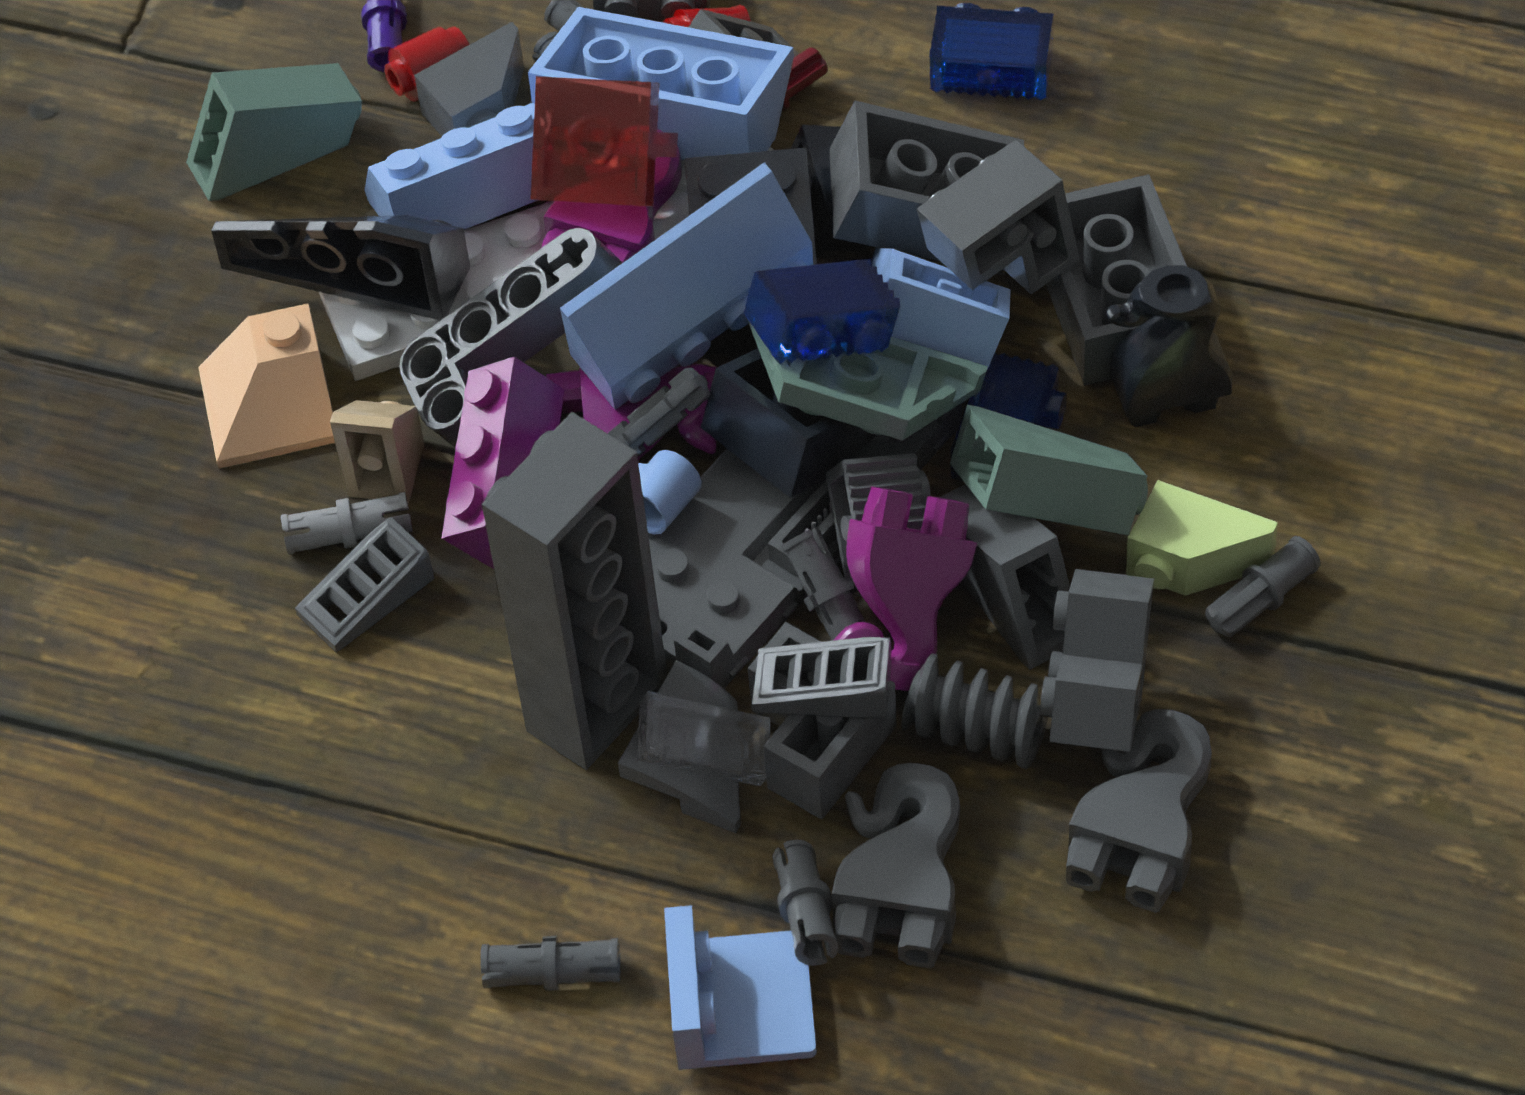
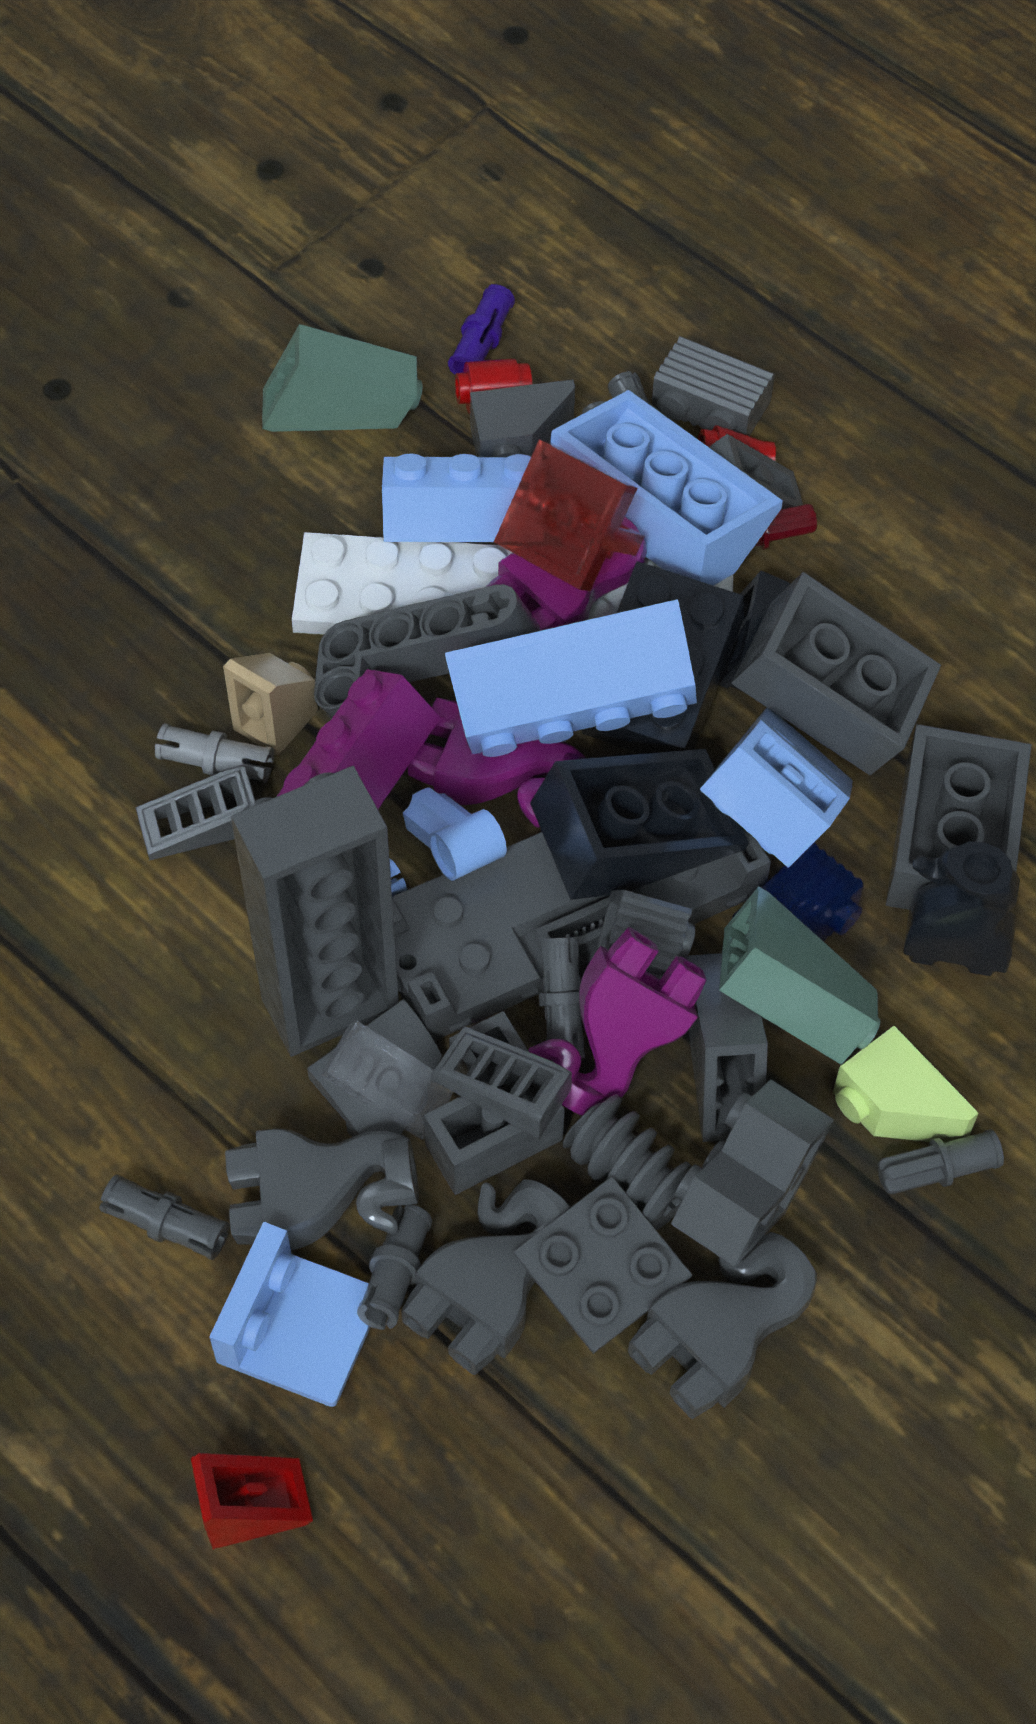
camera: 20 degrees right, 5 degrees up
(267, 389) = (216, 608): light nougat slope -> none
(367, 259) = (347, 536): black wedge -> none
(662, 410) = (497, 777): dark grey axle -> none
(687, 860) = (313, 1183): none -> dark grey hips
(822, 310) = (665, 751): clear blue brick -> none
(877, 391) = (676, 818): sand green wing -> none
(991, 51) = (963, 571): clear blue brick -> none
(1002, 217) = (869, 732): dark grey brick -> none
(1003, 809) = (602, 1264): none -> dark grey hinge

